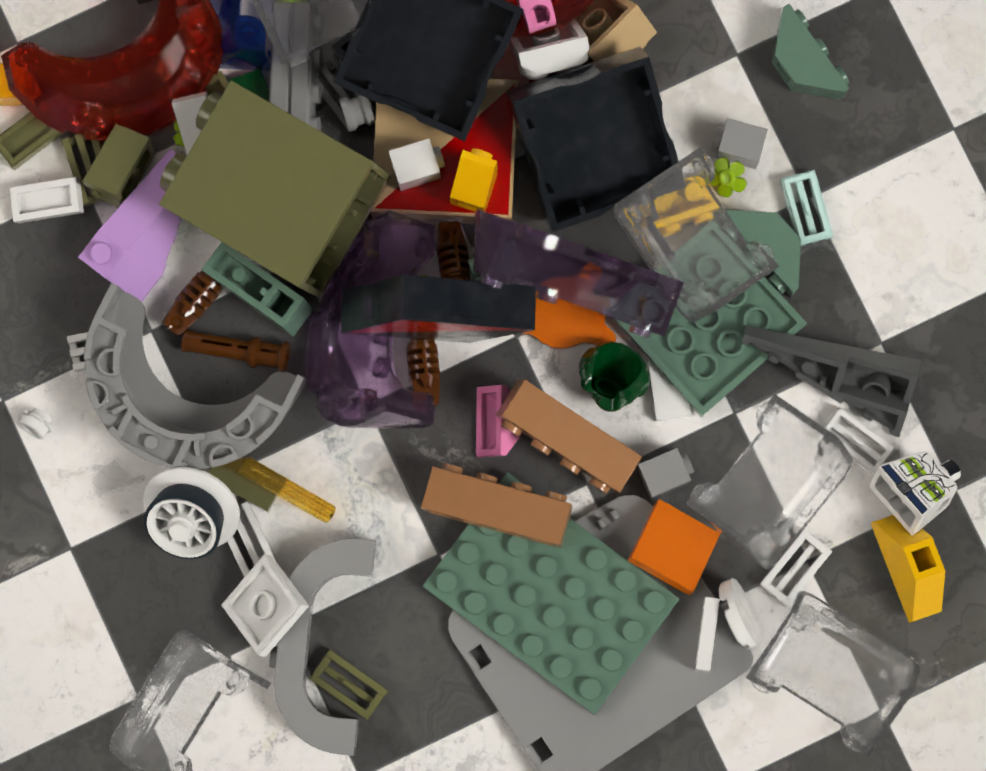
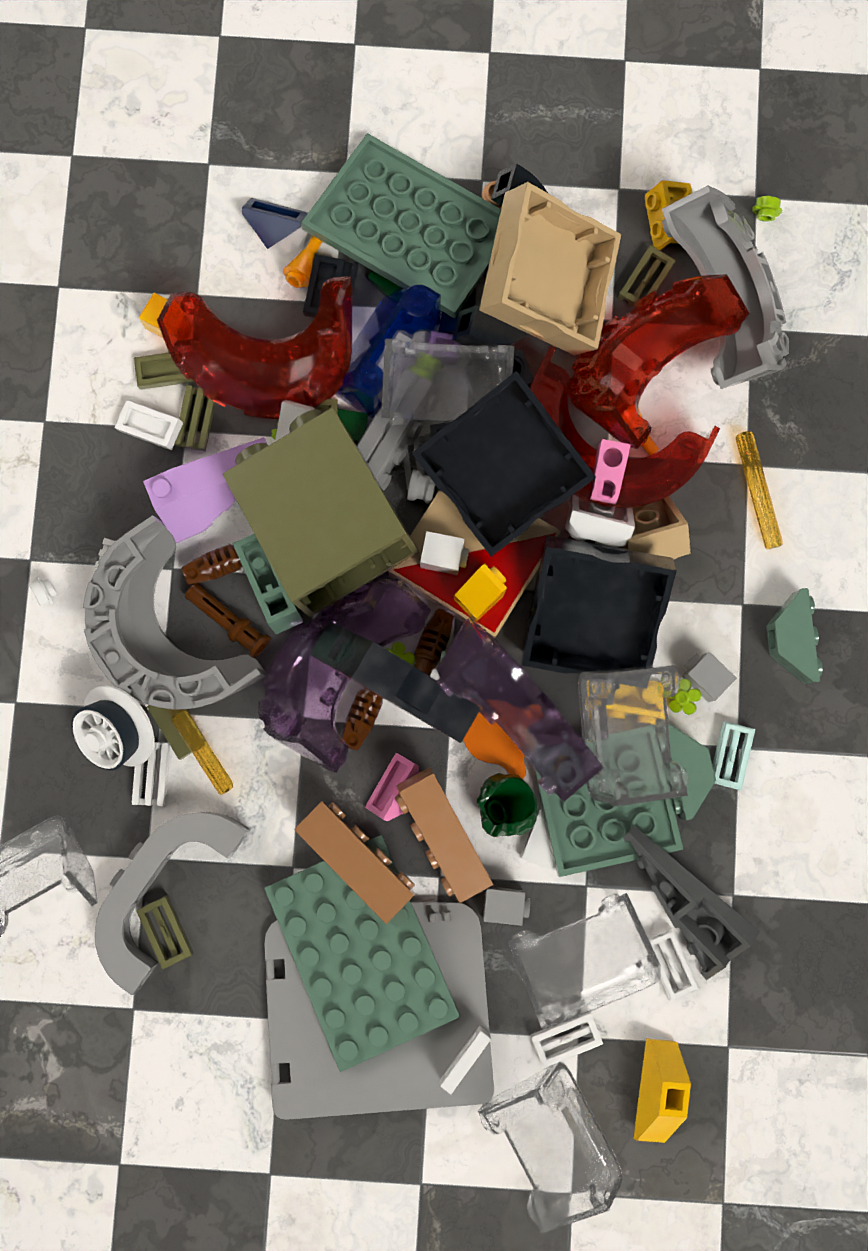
camera: 25 degrees right, 0 degrees up
(119, 165) = (217, 428): olive hinge -> none
(265, 605) = (132, 835): white tile -> none
(674, 547) = (478, 970): orange tile -> none
(740, 614) = (501, 1060): white tile -> none
(916, 488) = (699, 1034): white torso -> none

